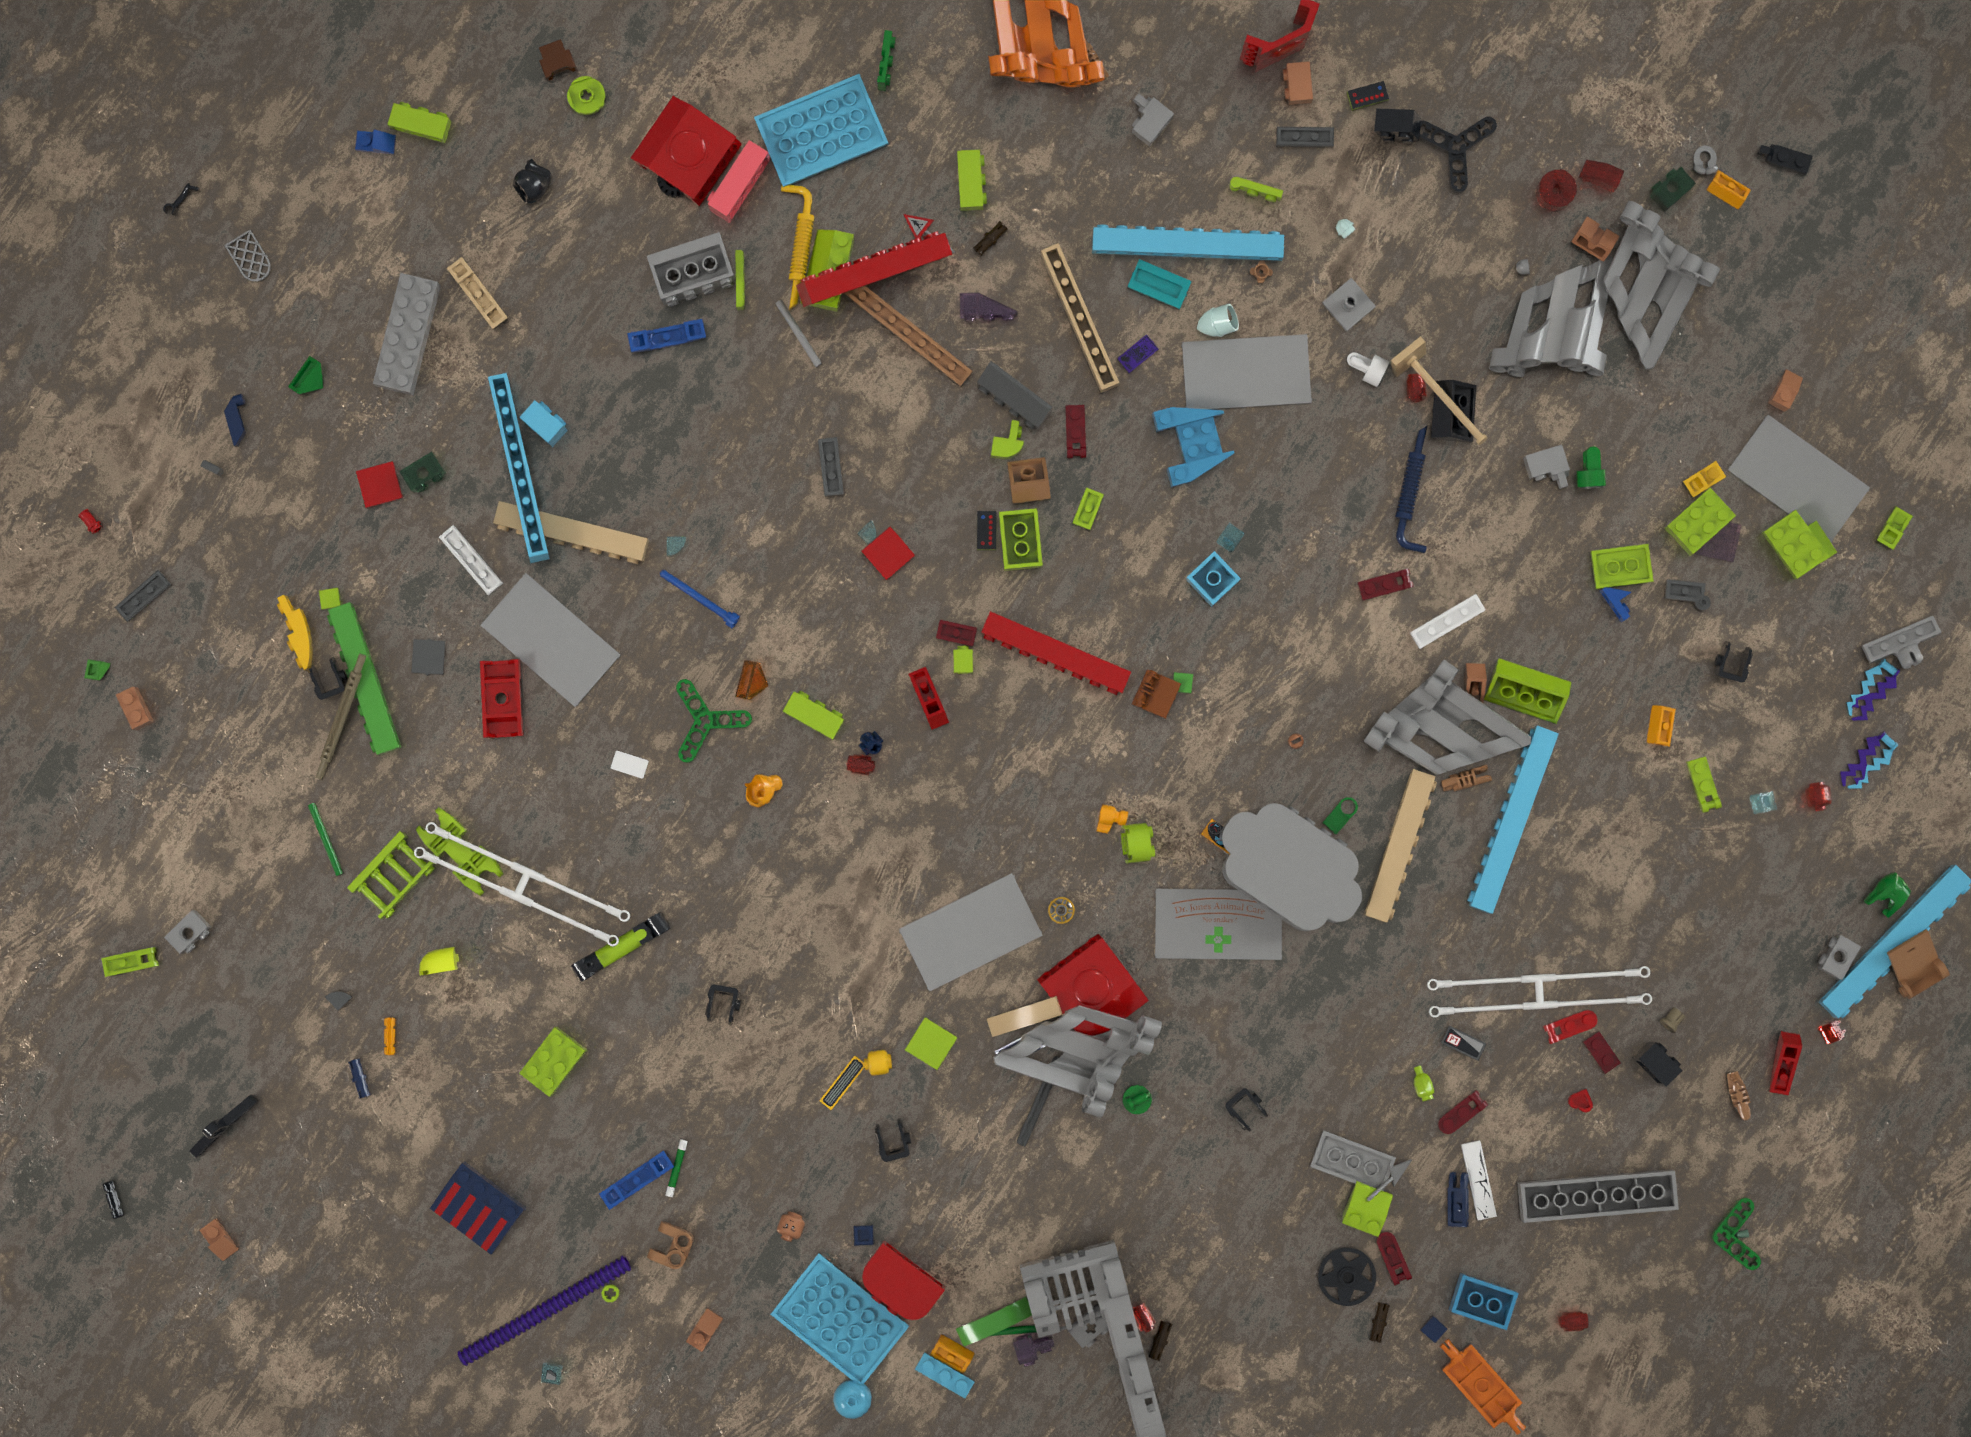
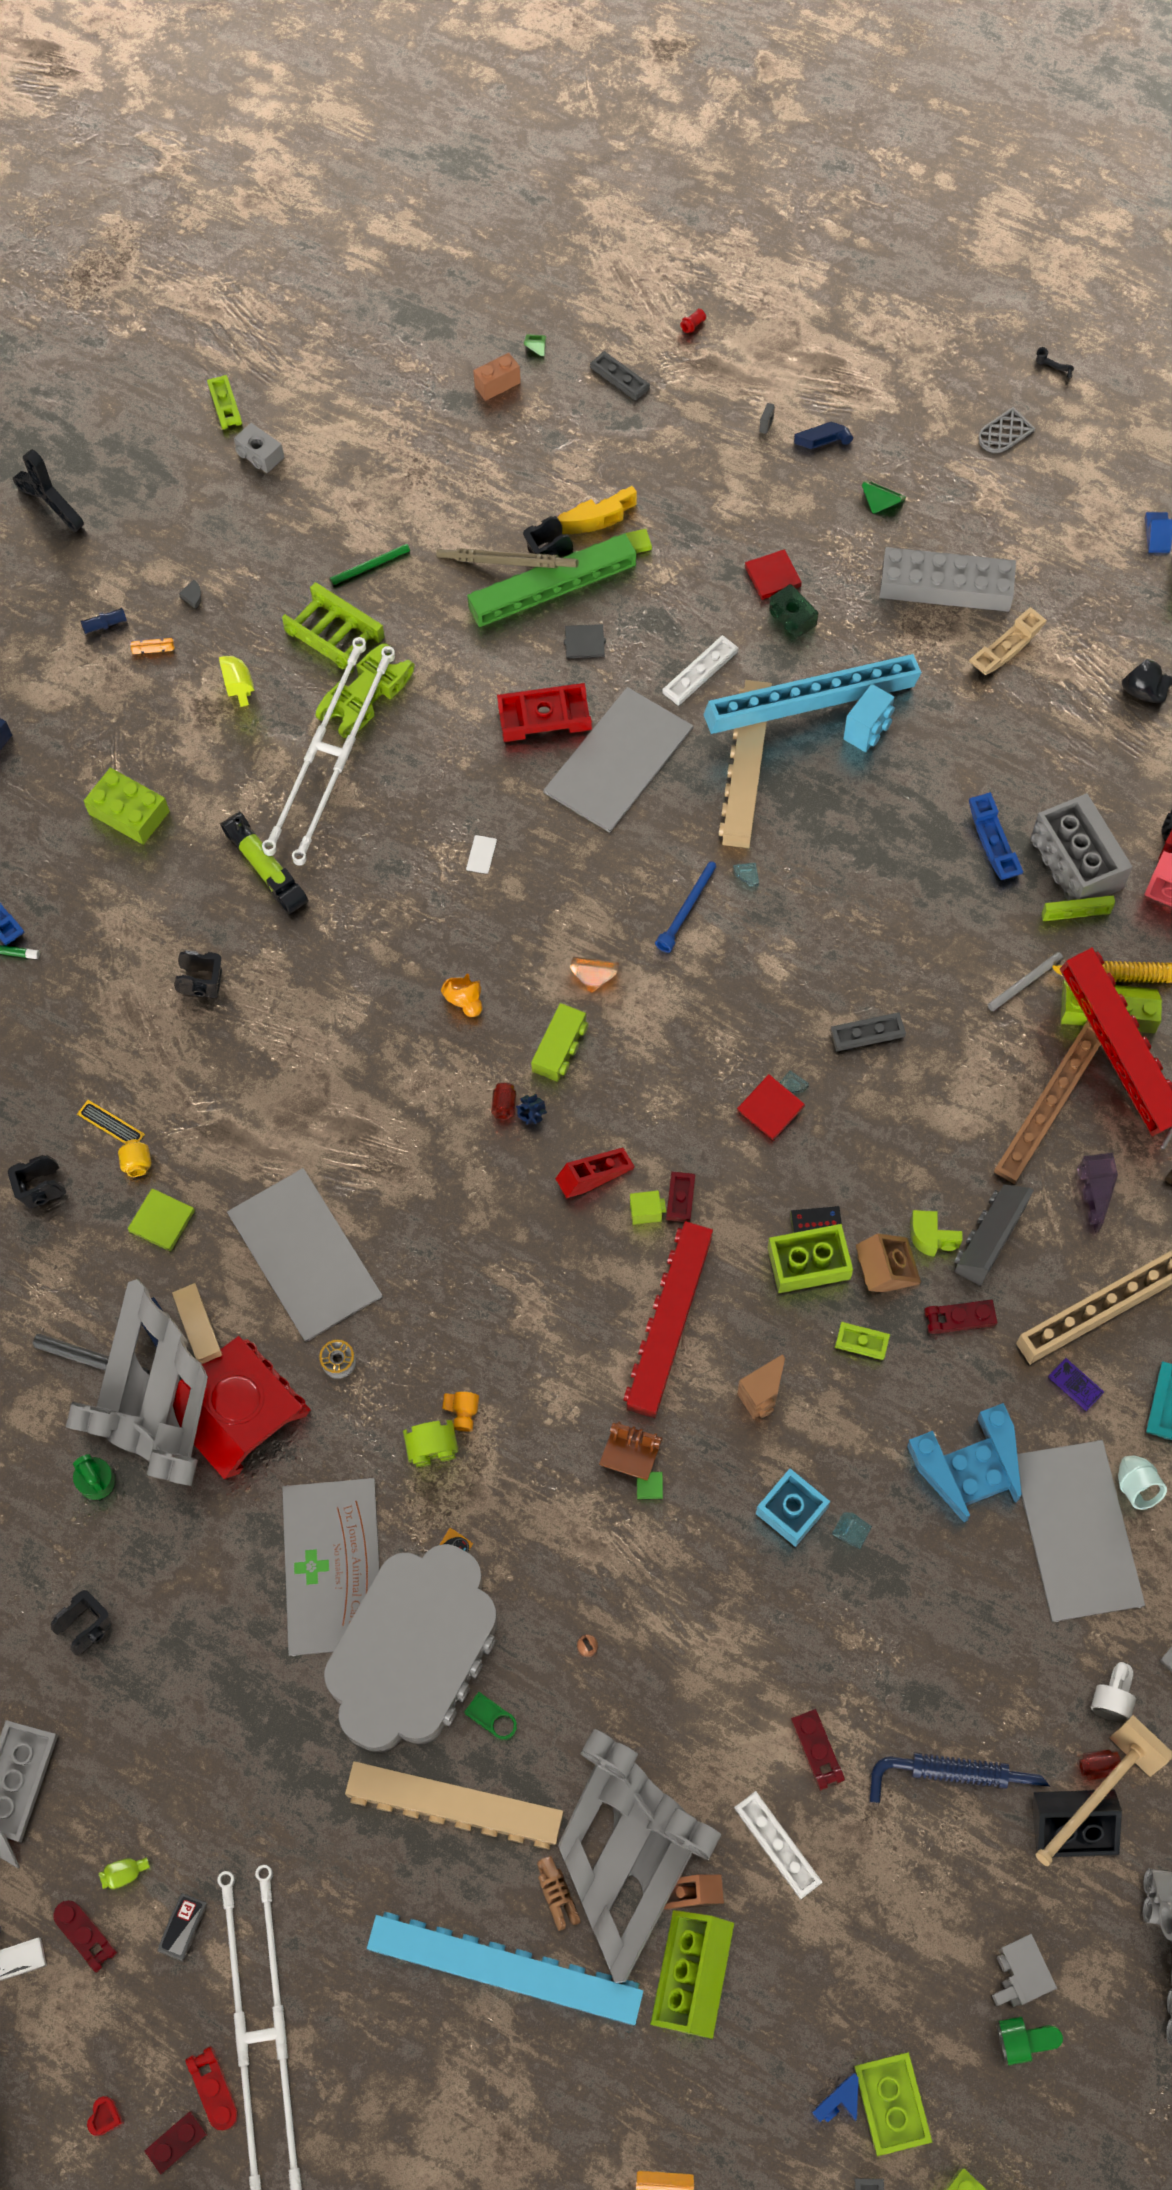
camera: 85 degrees right, 20 degrees down
(702, 711) = (546, 917): green piece -> none
(1121, 588) = (760, 1388): none -> medium nougat slope

